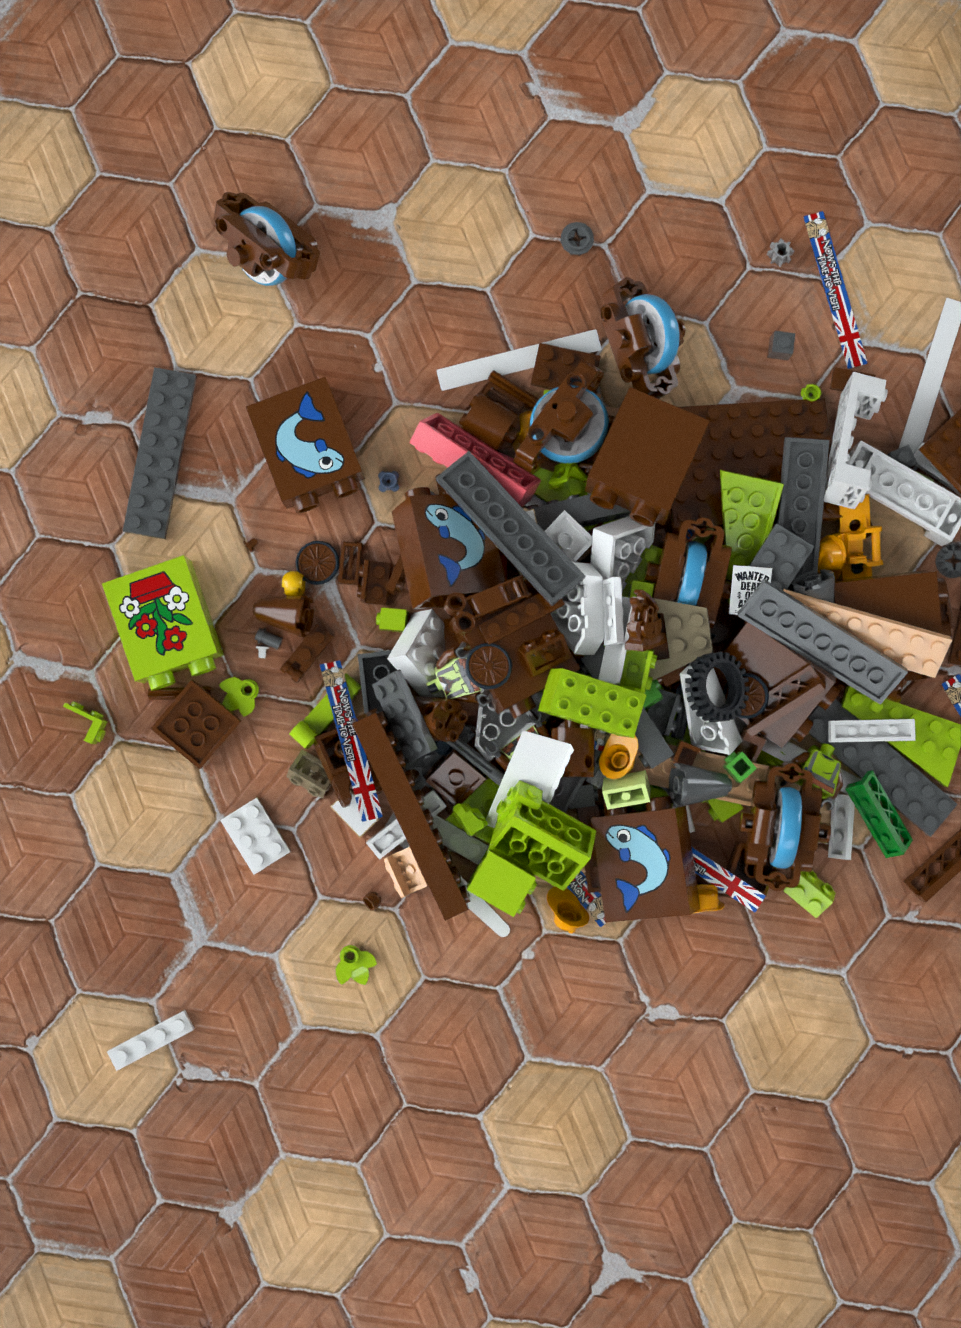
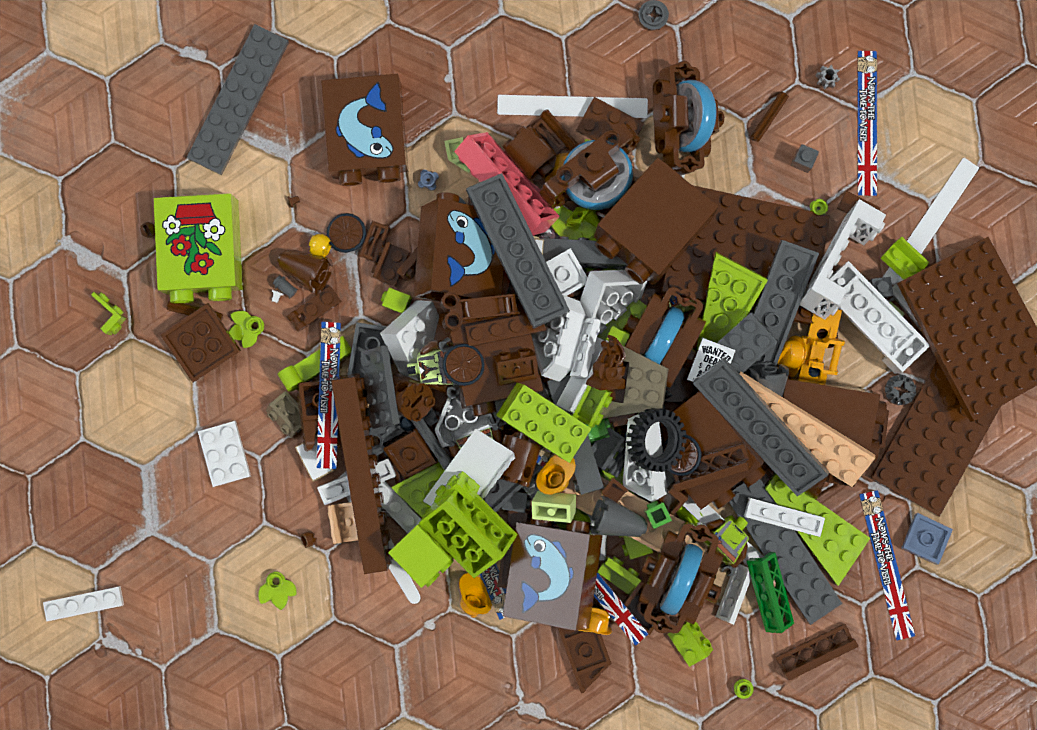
camera: 25 degrees right, 0 degrees up
(107, 616) = (151, 227): none -> reddish brown hinge
(403, 439) = (451, 145): none -> yellowish green slope
(469, 818) = (411, 492): lime rock -> none
(704, 938) = (586, 655): none -> reddish brown wing
(714, 843) = (618, 575): none -> lime bracket
(731, 311) = (769, 116): none -> reddish brown axle
(884, 929) = (749, 691): none -> lime plate
(917, 422) = (904, 259): none -> lime bracket

